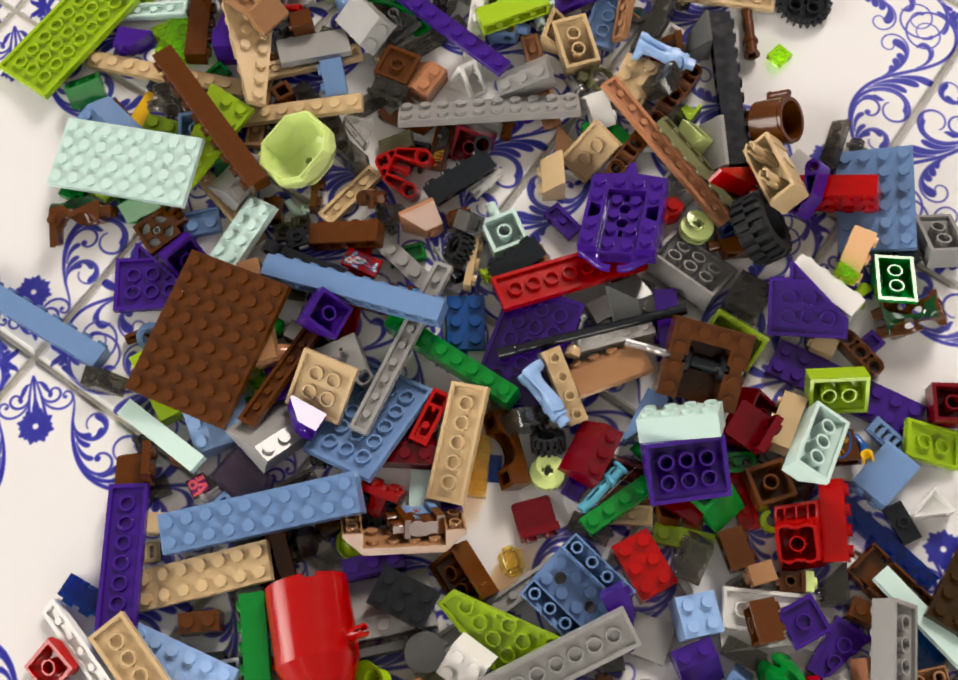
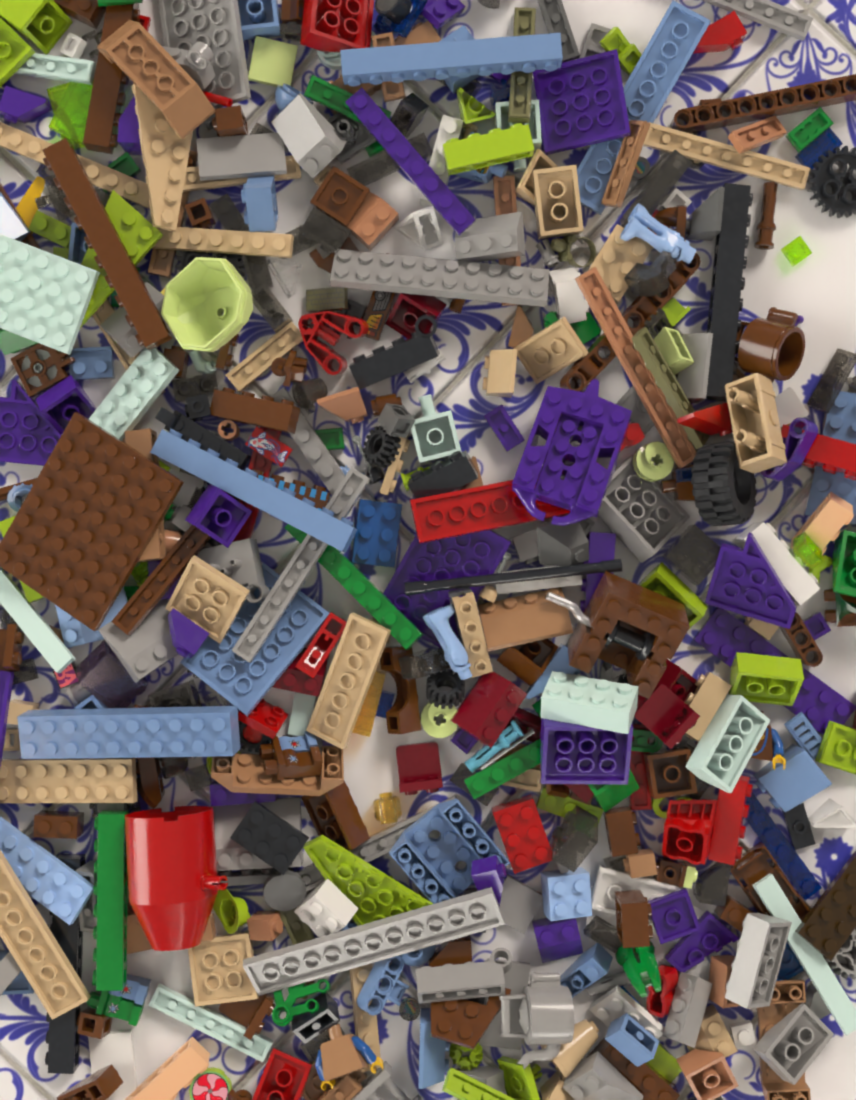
camera: 10 degrees right, 20 degrees up
(325, 254) = (226, 424): none -> nougat bush
(617, 405) = (529, 659): none -> reddish brown slope

